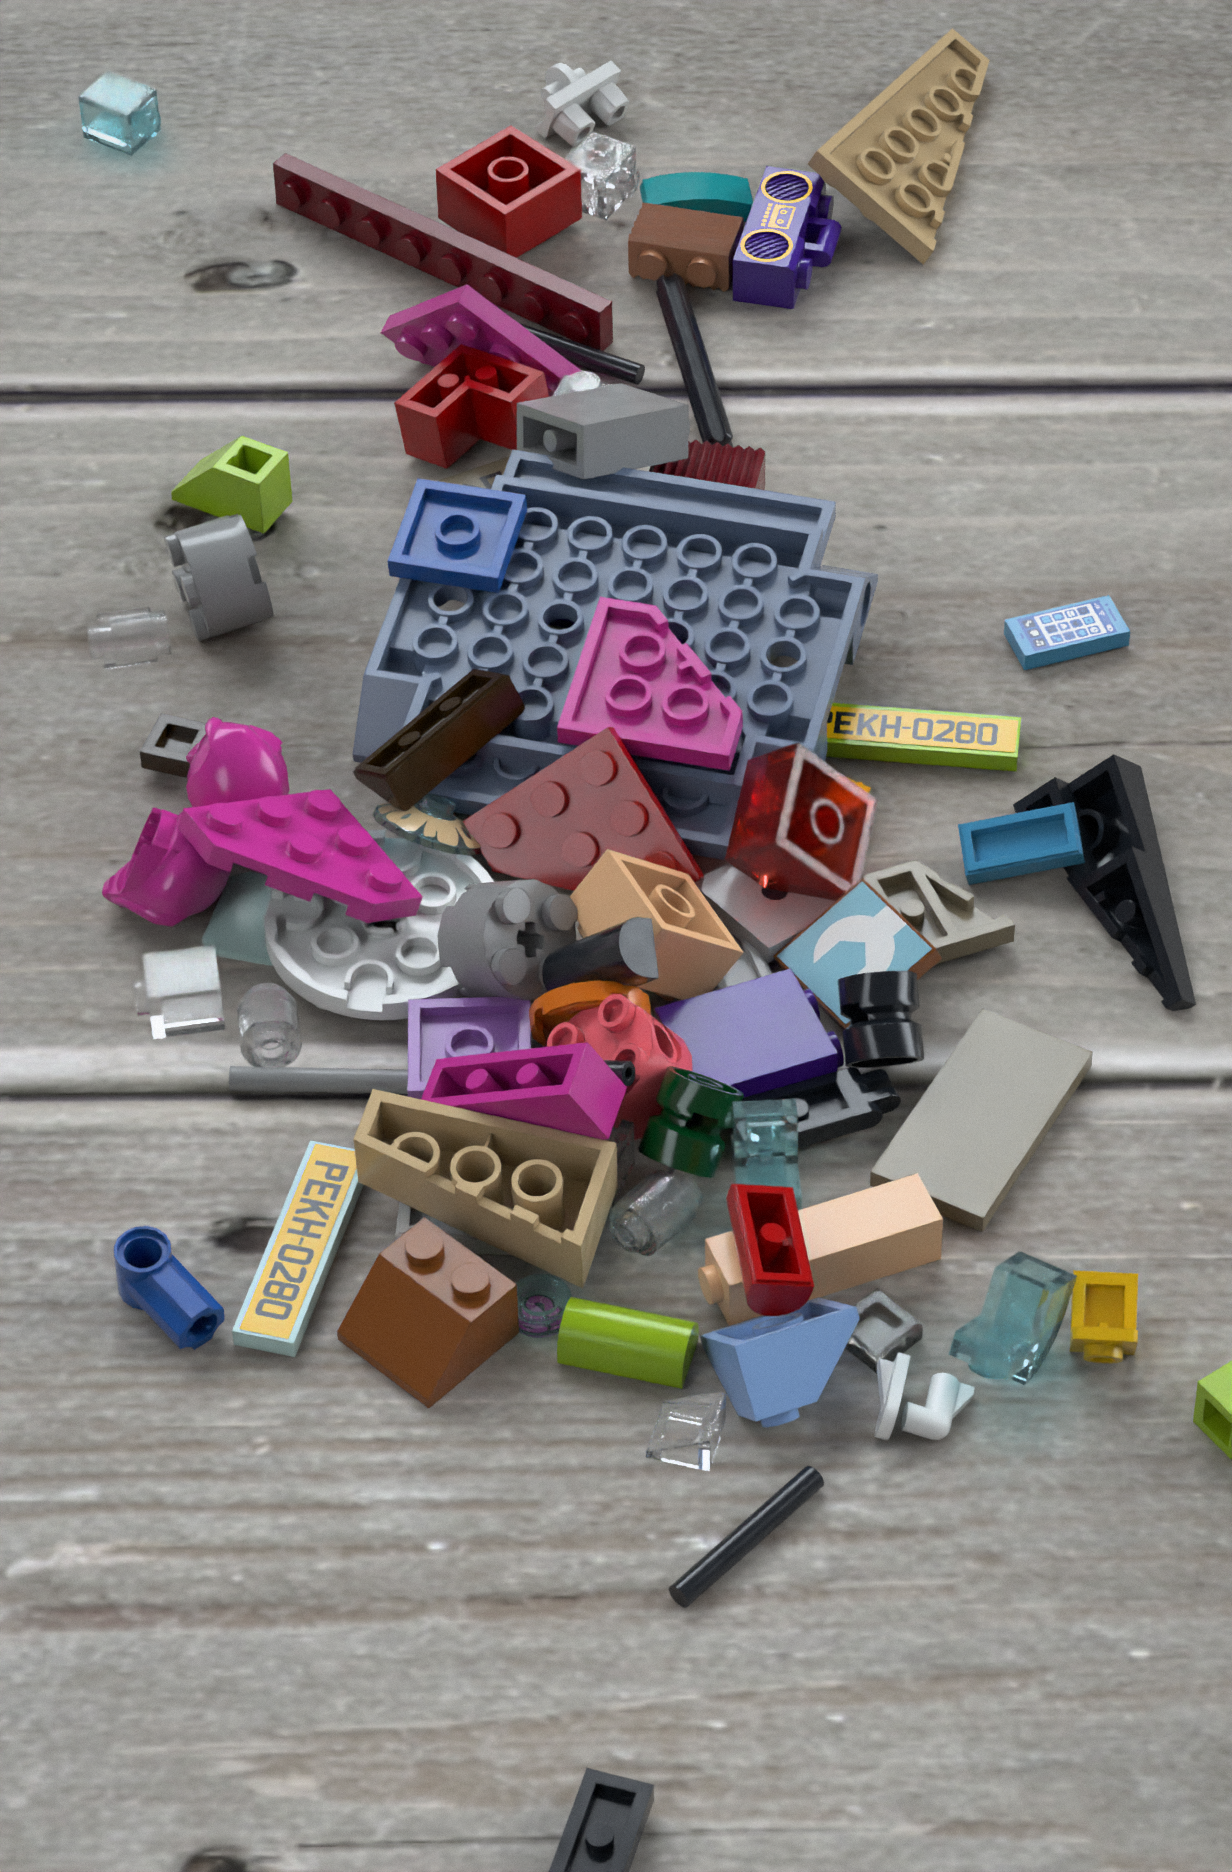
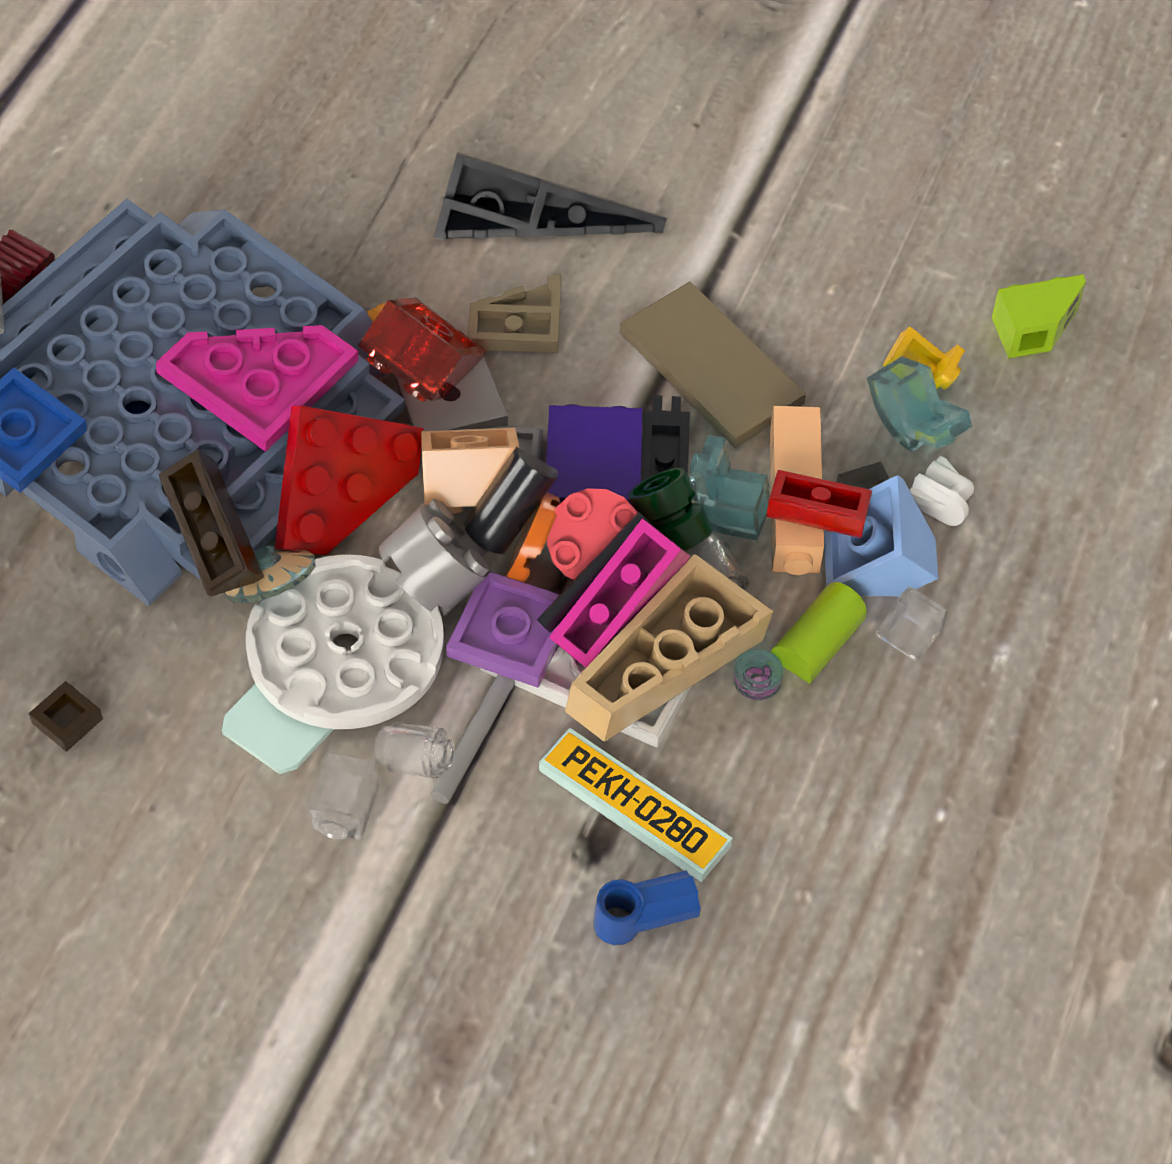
camera: 70 degrees left, 10 degrees up
(165, 875) = (215, 759): dark pink helmet -> none
(235, 765) = (152, 682): dark pink helmet -> none
(305, 848) = (274, 651): dark pink plate -> none
(430, 1313) = (748, 740): dark orange slope -> none
(746, 1536) = (1013, 627): black bar -> none
(853, 938) = (541, 368): tile -> none
(880, 1019) = (616, 371): black wheel -> none
(923, 736) = (353, 244): tile -> none
(1021, 843) = (484, 243): dark azure tile -> none
(1066, 632) = (289, 145): tile -> none

